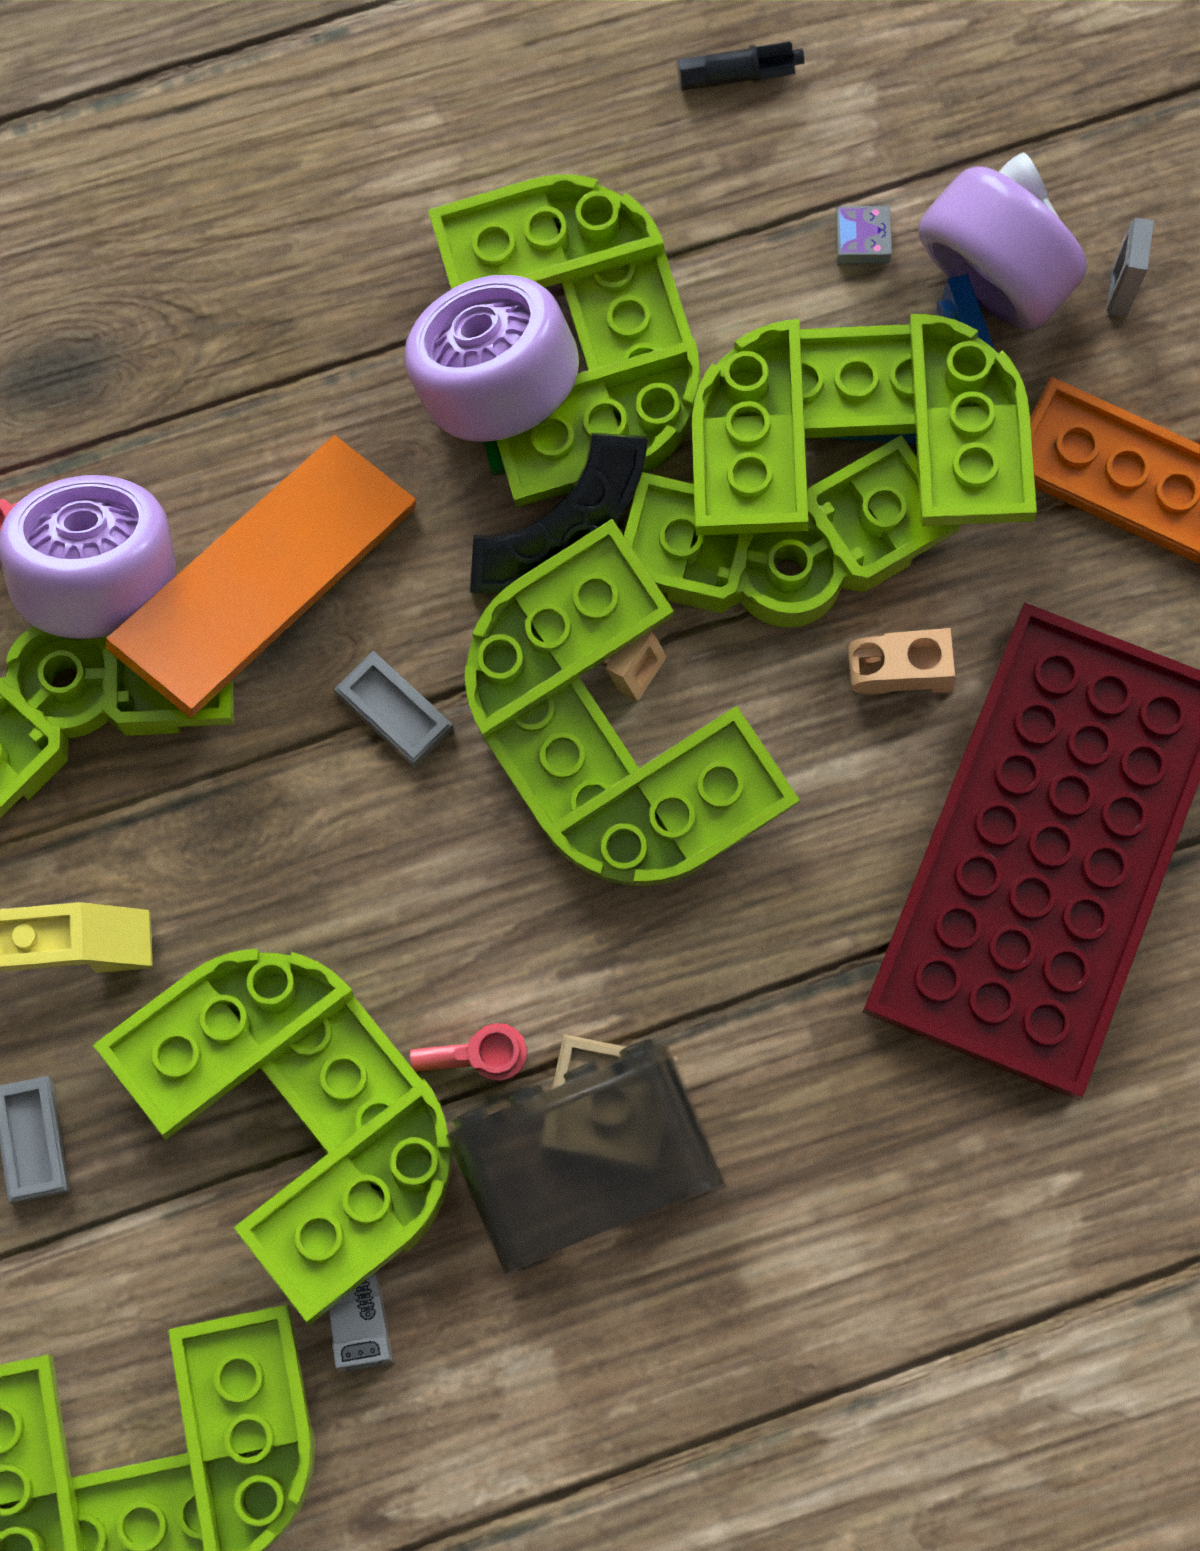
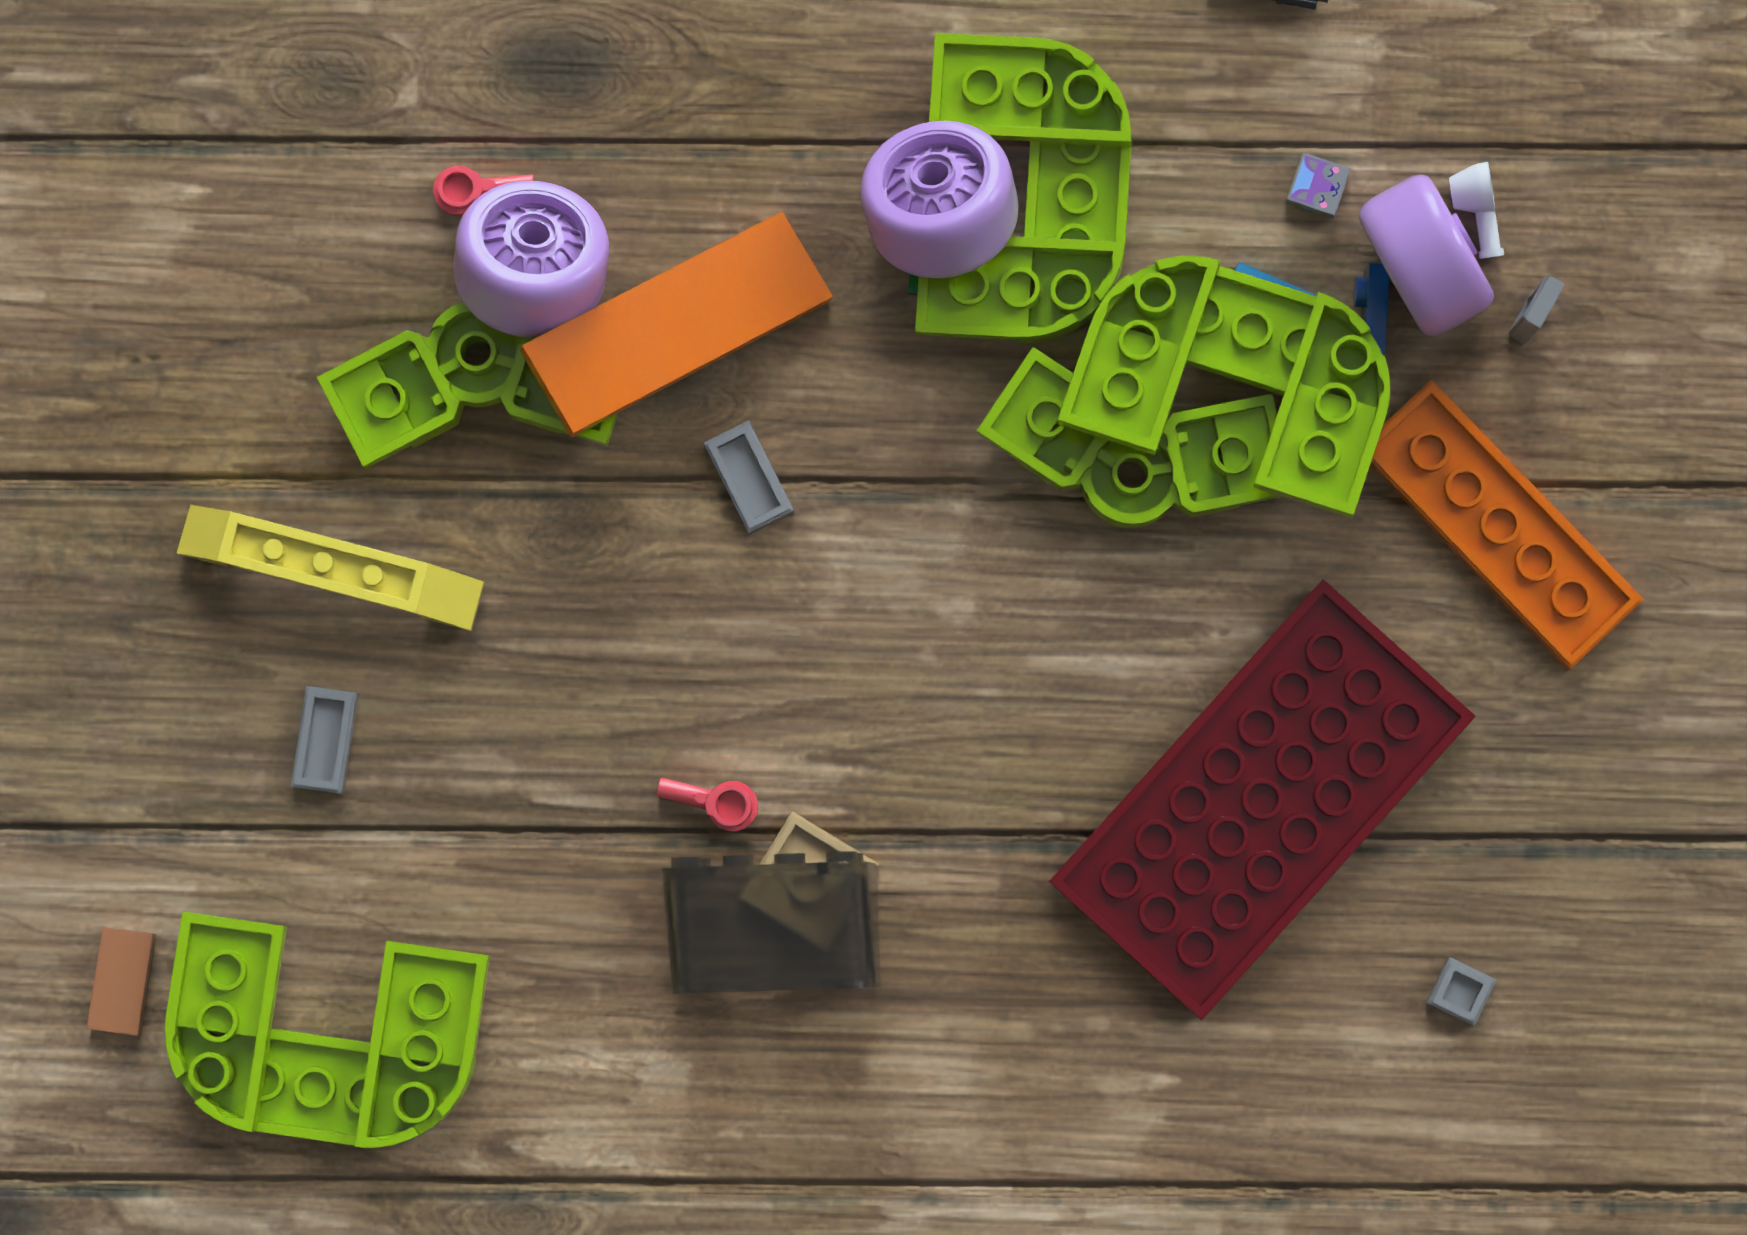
camera: 25 degrees right, 10 degrees up
(340, 1078) = (593, 784): lime plate -> none
(361, 1329) = (543, 979): light grey leg -> none
(565, 755) = (879, 571): lime plate -> none
(596, 497) = (953, 373): black tile -> none
(636, 665) = (967, 509): light nougat tile -> none
(902, 662) = (1197, 594): light nougat leg -> none

